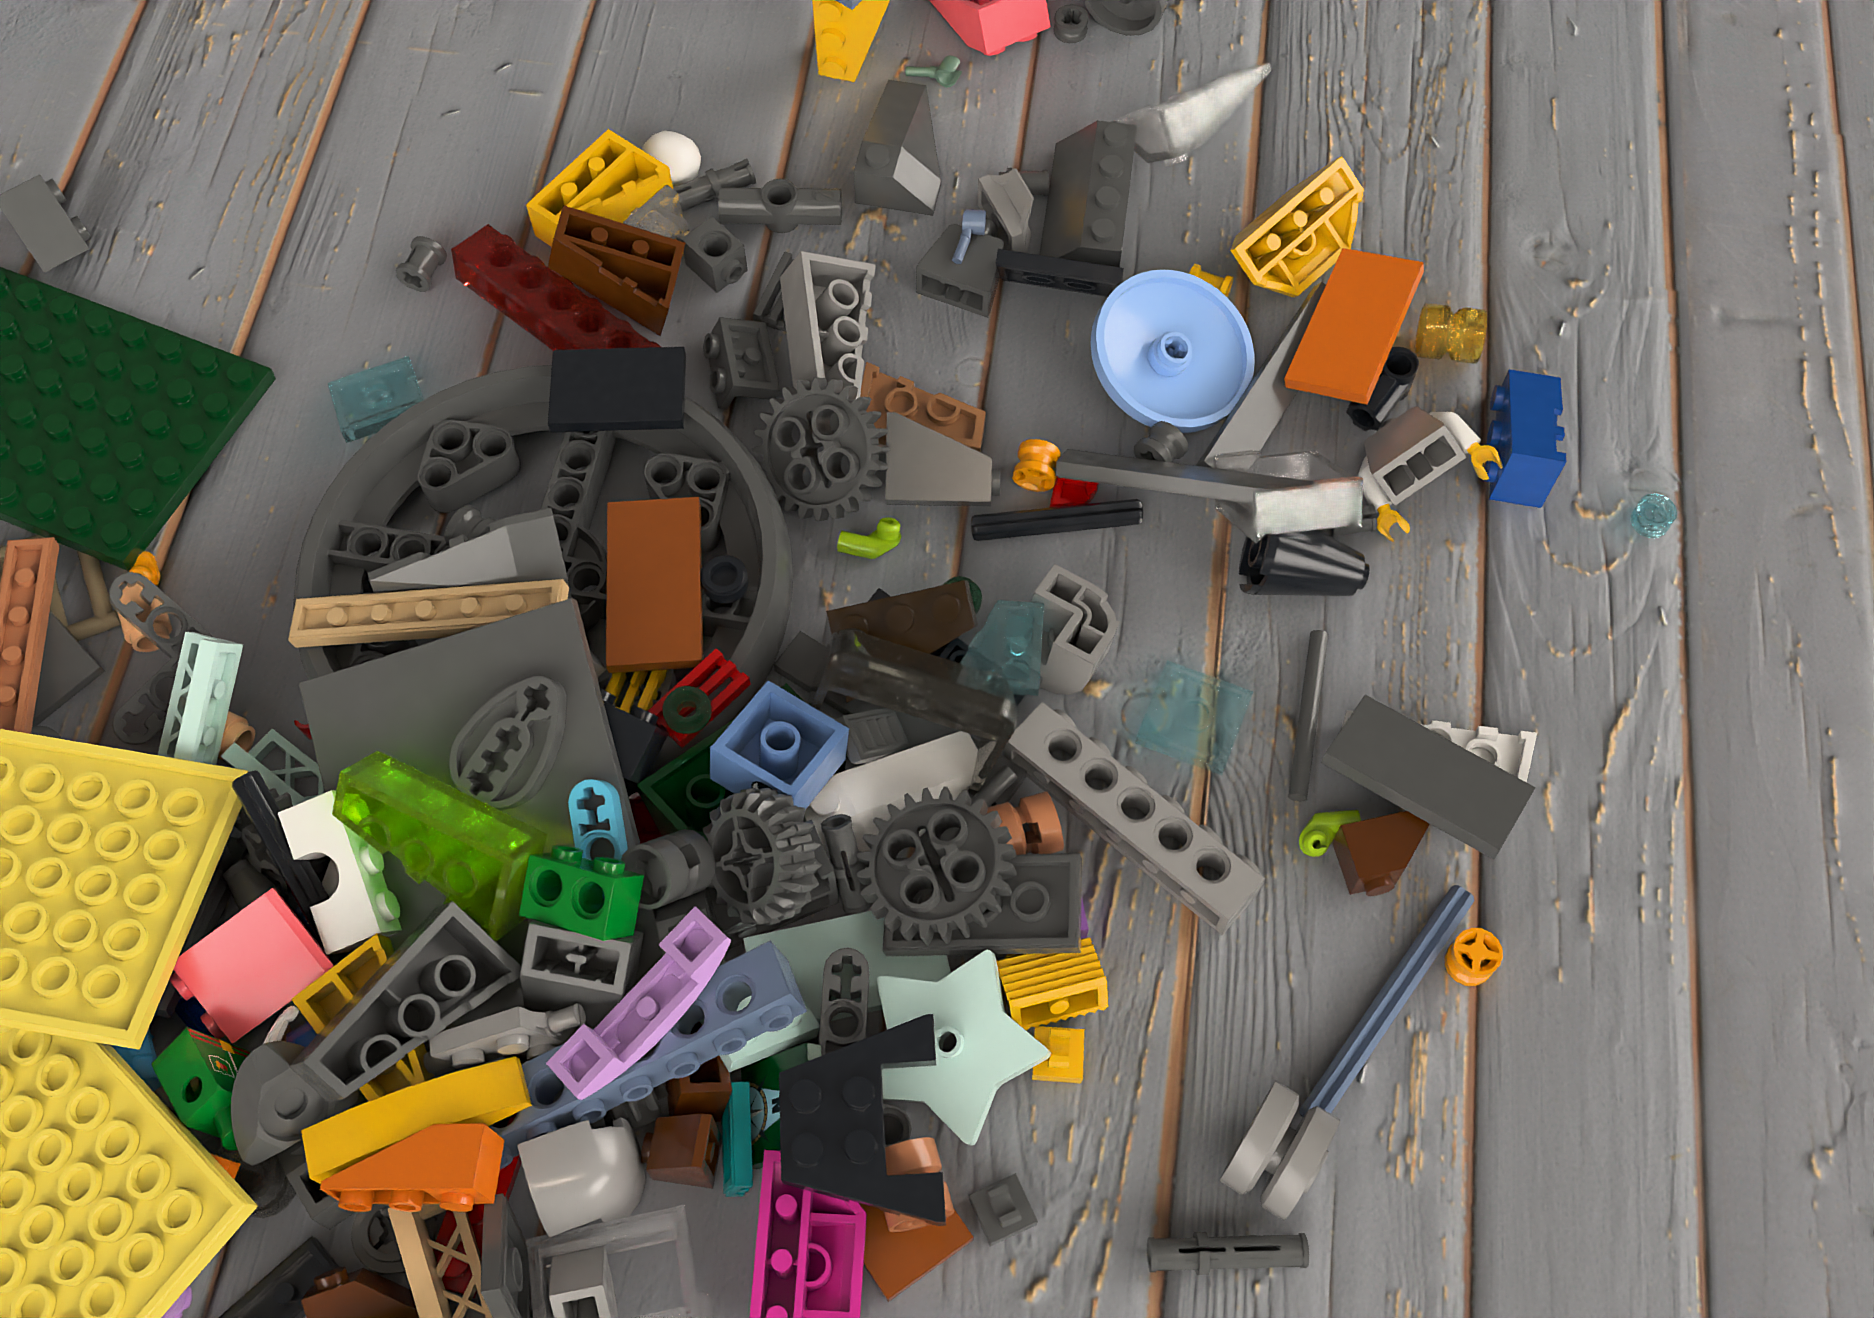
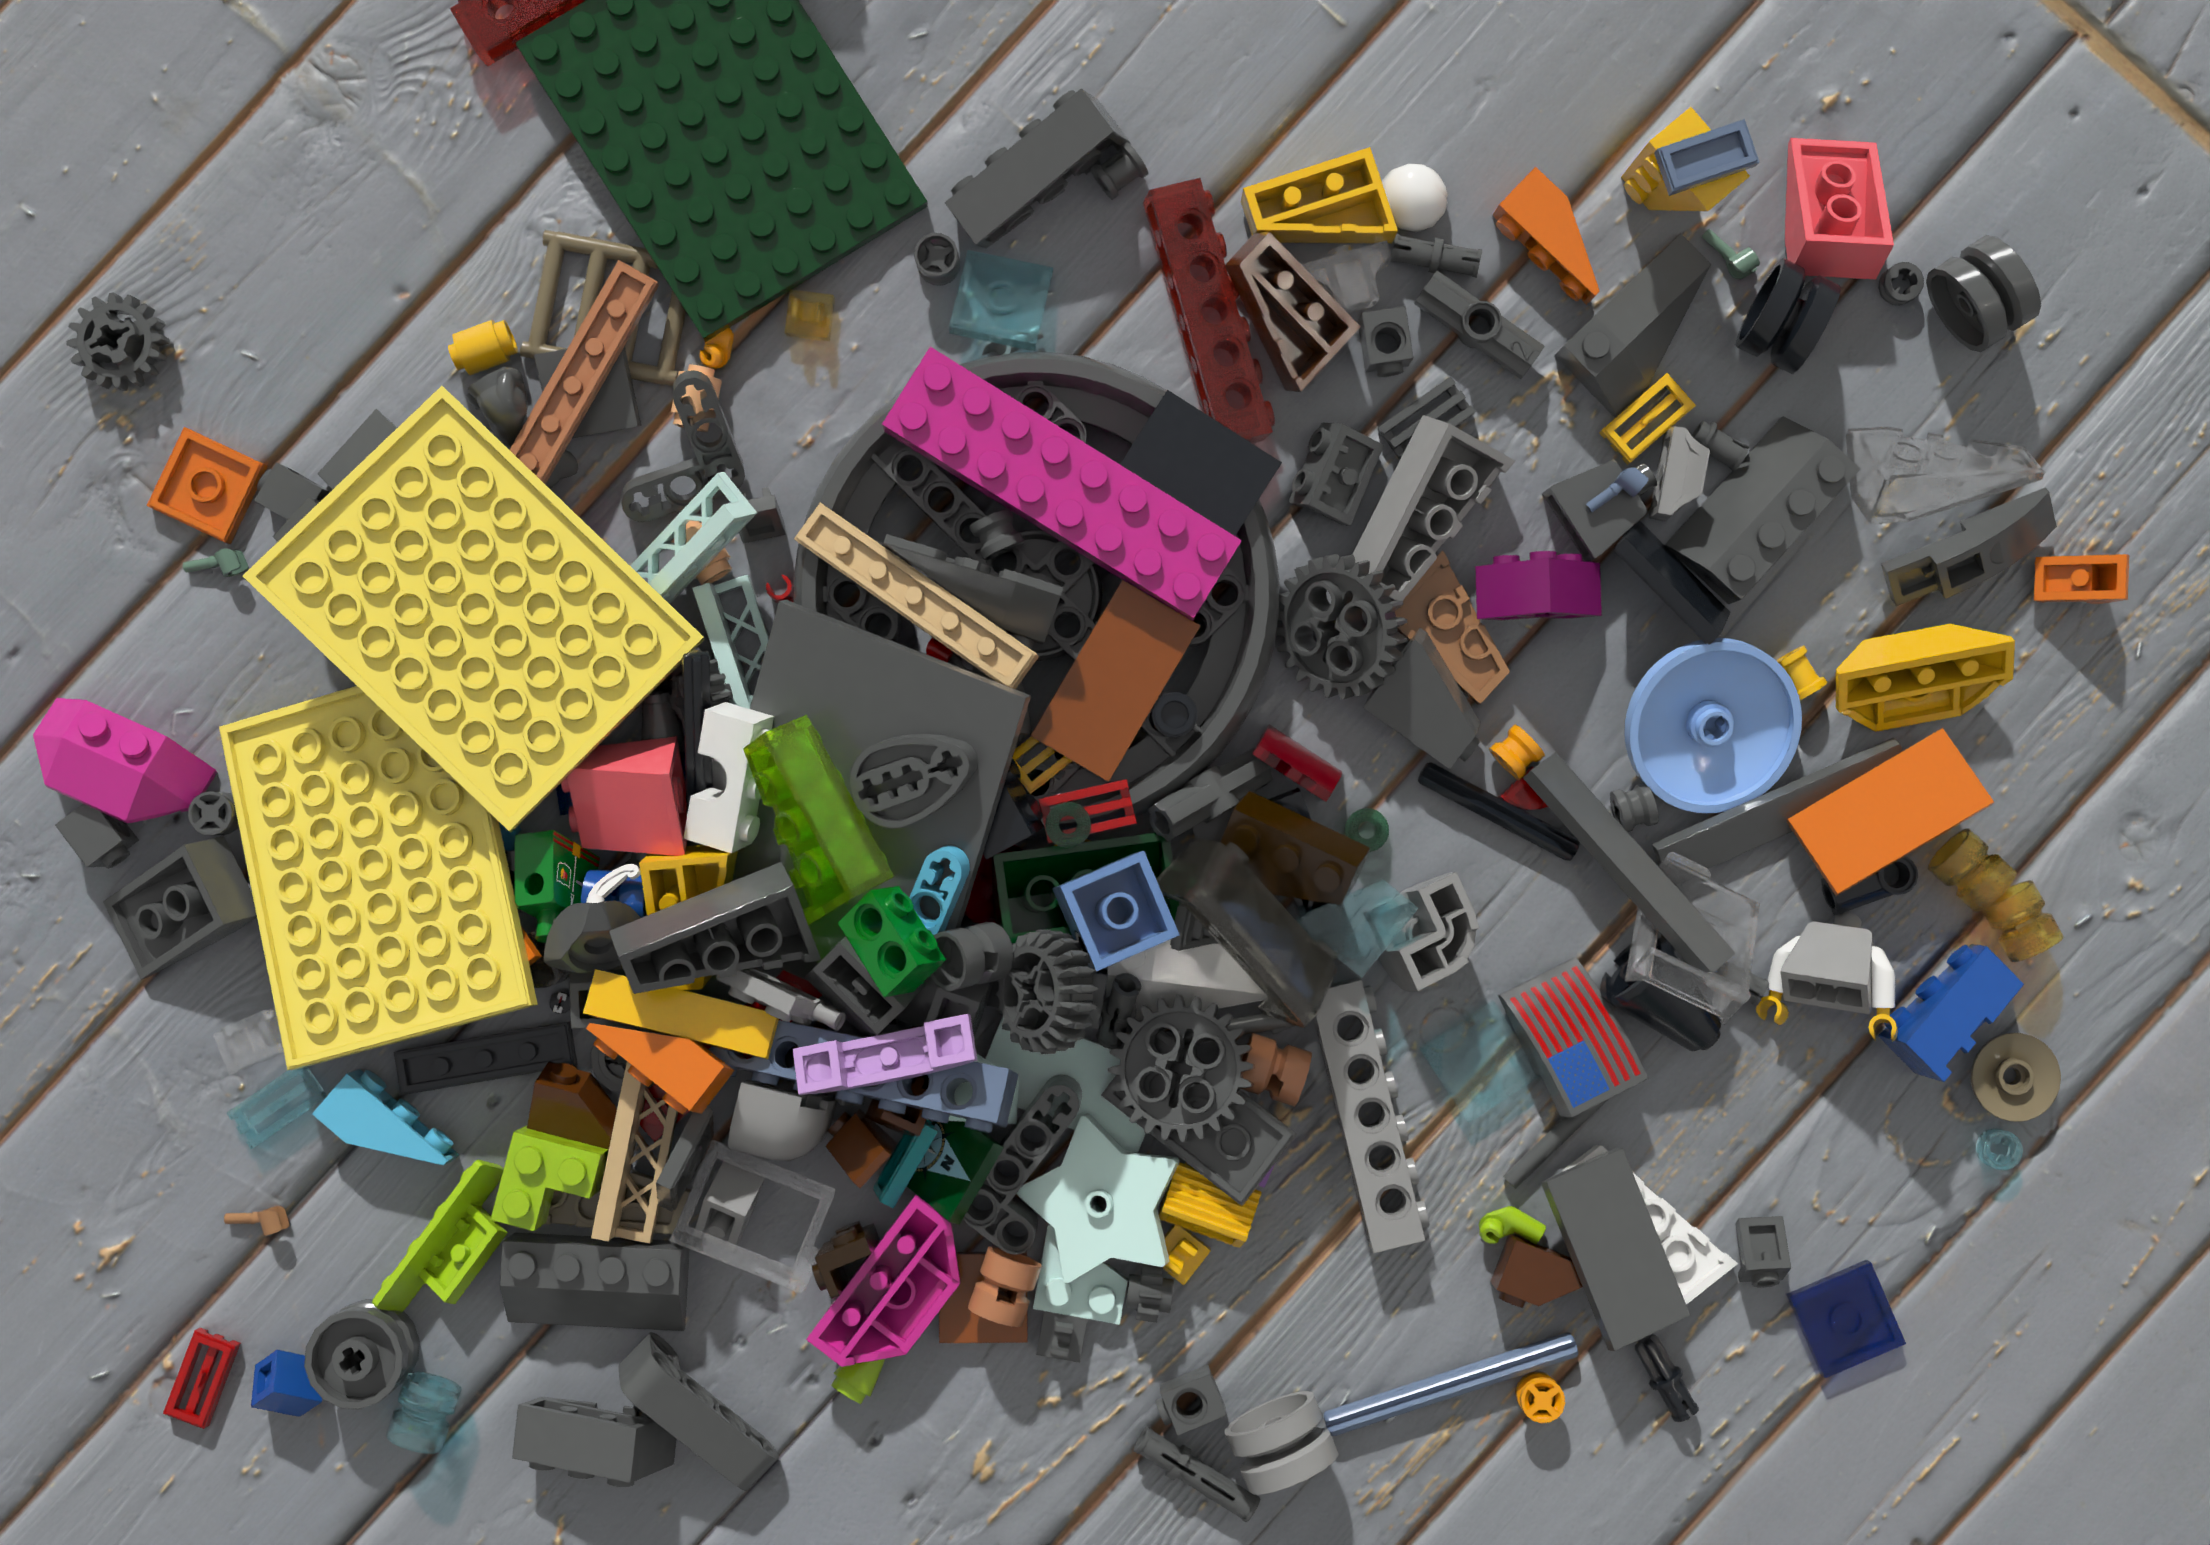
camera: 35 degrees right, 25 degrees up
(215, 504) = (809, 315): none -> clear yellow tile
(259, 675) = (767, 521): none -> dark grey tile
(295, 1224) = (560, 1002): none -> black piece
(303, 400) = (934, 251): none -> dark grey wheel
(347, 290) = (1034, 167): none -> dark grey wedge
(499, 460) = (1060, 484): none -> dark pink brick
(730, 1252) = (847, 1246): none -> dark brown bracket
(787, 123) = (1545, 224): none -> orange slope
(799, 638) = (1209, 795): none -> dark grey piece
(837, 1127) = (975, 1222): black wing -> none
(854, 576) = (1297, 763): none -> dark red slope
(873, 545) = (1331, 730): lime arm -> none
(935, 220) = (1618, 442): none -> yellow tile
(958, 336) = (1538, 587): none -> magenta brick
(1004, 1147) = (1092, 1296): none -> light aqua wing
(1005, 68) = (1788, 316): none -> black wheel
(1055, 1103) = (1149, 1293): none -> dark grey gear
(1181, 1162) = (1199, 1382): none -> dark grey brick
(1254, 641) = (1572, 1038): none -> slope
(1262, 140) = (1982, 550): none -> dark grey slope
(1357, 105) = (2082, 578): none -> orange slope
(1518, 343) = (2016, 906): none -> clear yellow wheel
(1549, 708) = (1762, 1250): none -> dark grey bracket
(1563, 866) = (1666, 1378): none -> black axle
(1625, 442) = (2035, 1080): none -> dark tan dish
(1660, 722) = (1846, 1318): none -> clear blue tile

